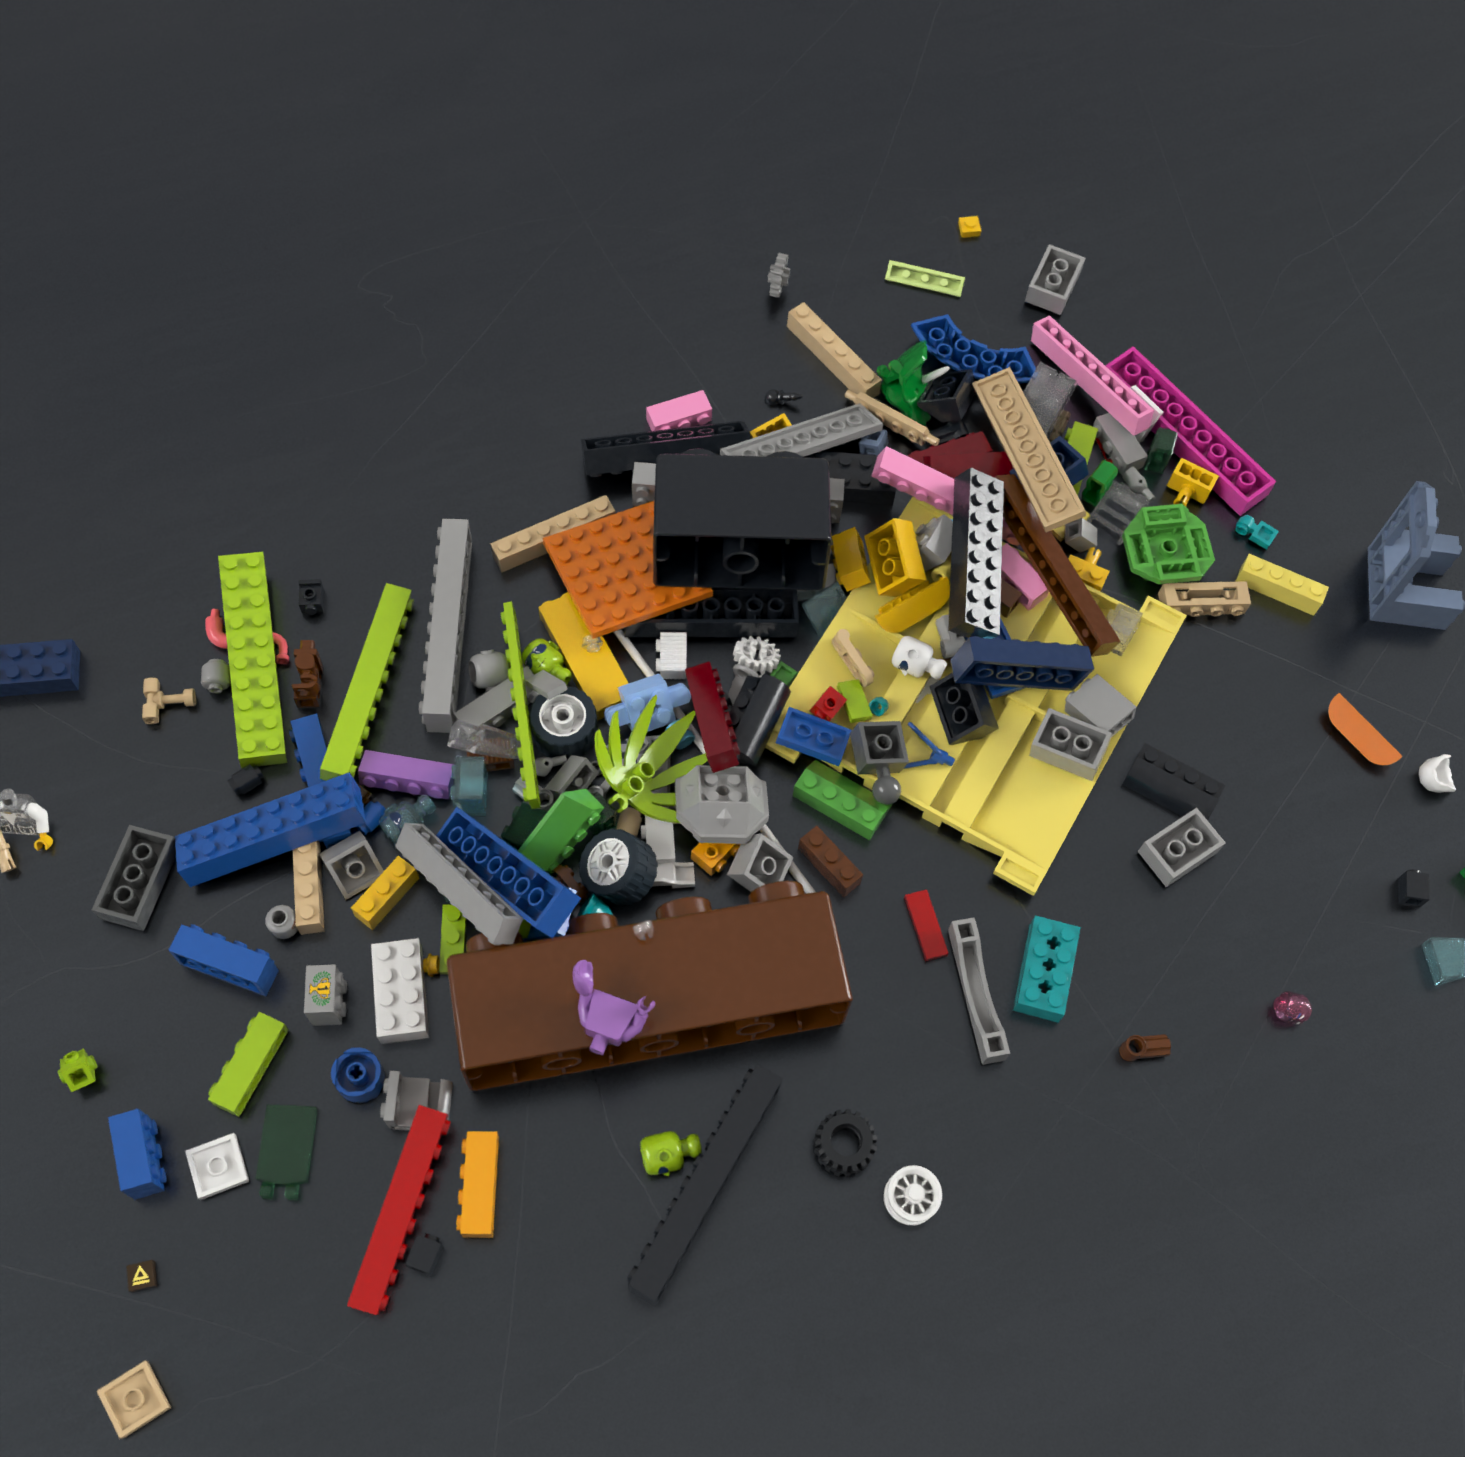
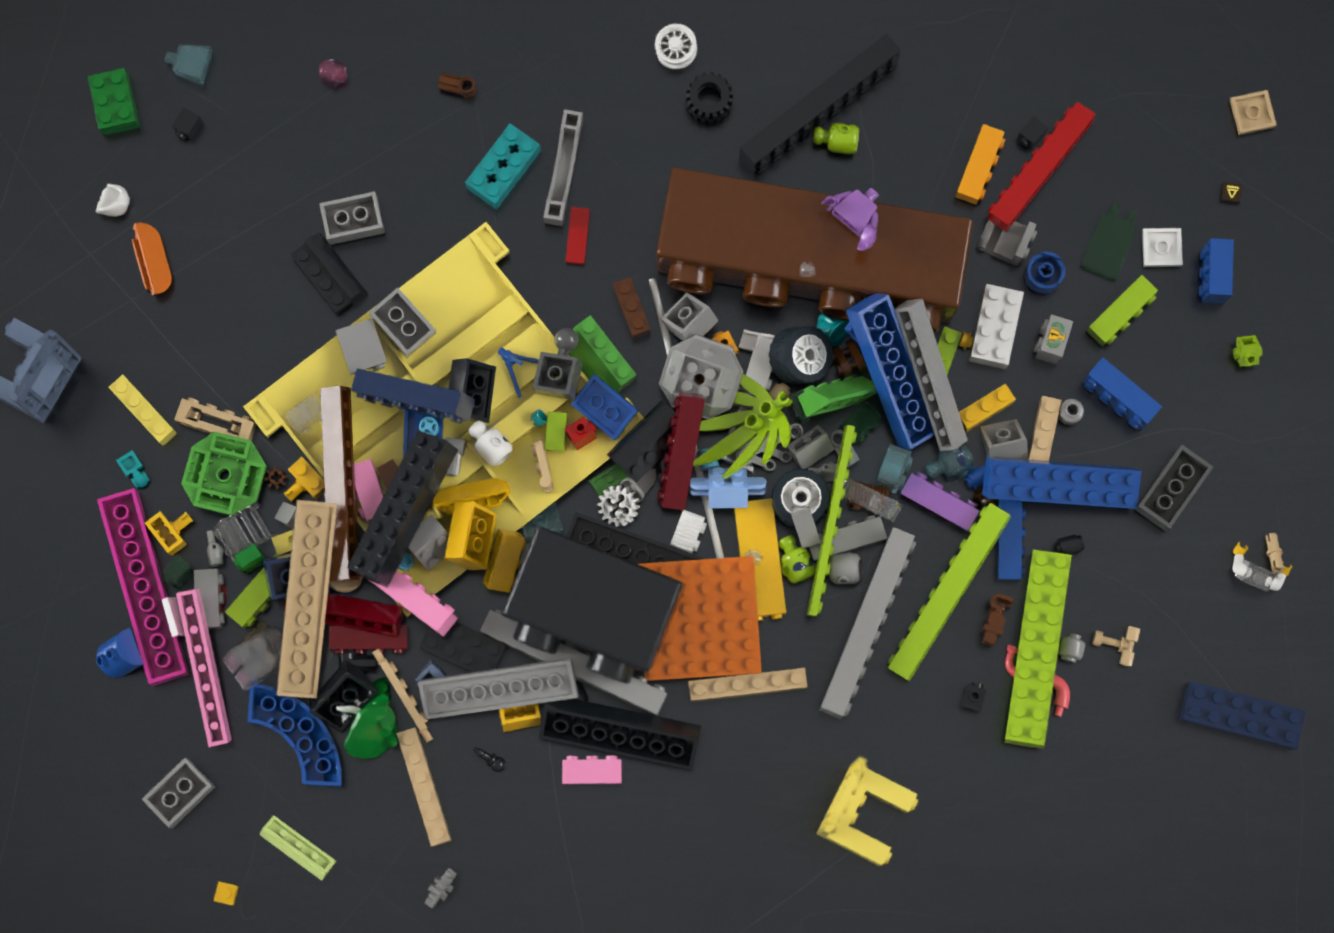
camera: 155 degrees left, 15 degrees up
(403, 428) = (845, 803): none -> light yellow bracket
(1117, 566) = (272, 482): none -> reddish brown gear
(1175, 364) = (119, 655): none -> blue brick

